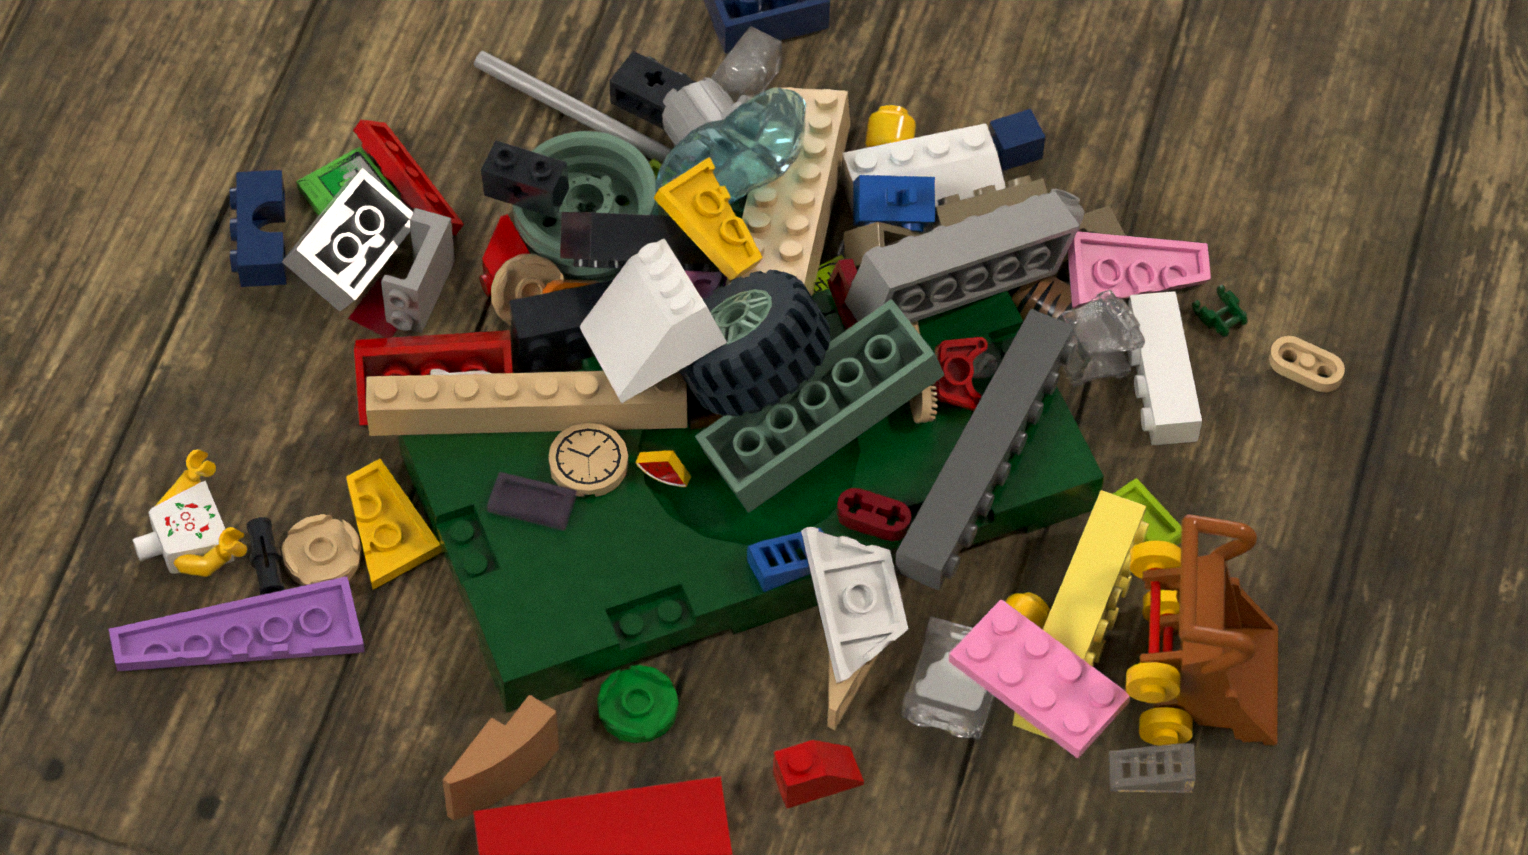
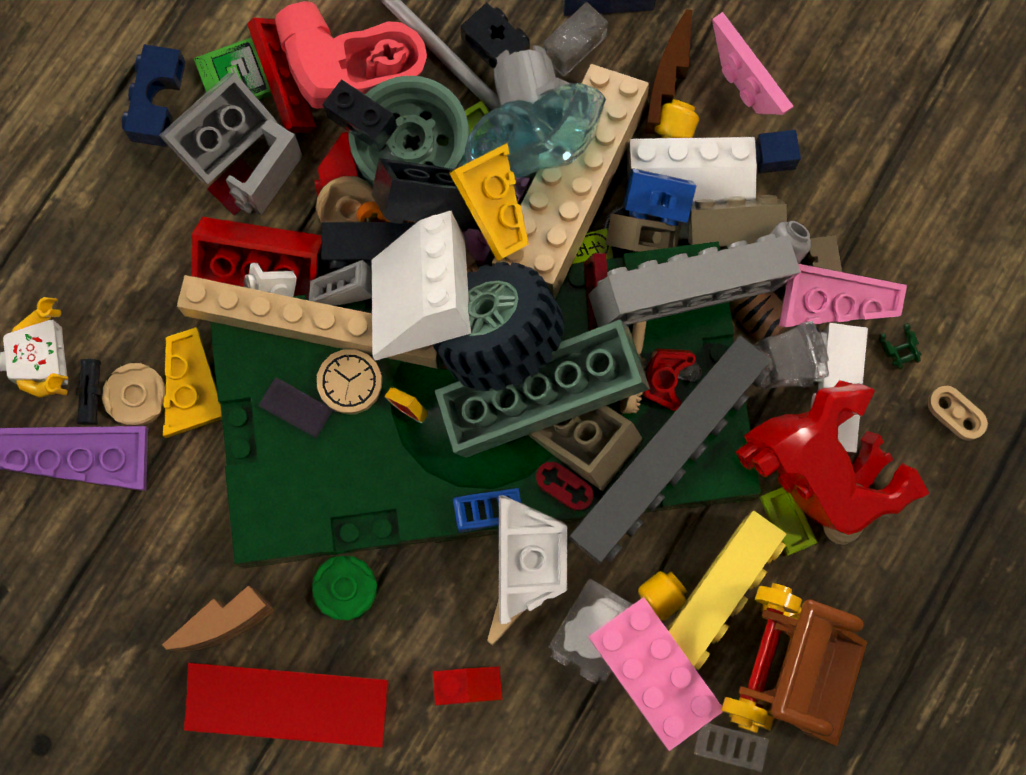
camera: 15 degrees right, 20 degrees up
(455, 146) = (355, 57): none -> coral piece
(561, 354) = (352, 284): none -> light grey slope
(869, 80) = (672, 65): none -> reddish brown slope
(892, 457) = (592, 444): none -> dark tan slope
(956, 60) = (747, 72): none -> bright pink wing
(1165, 440) = (819, 470): none -> red piece

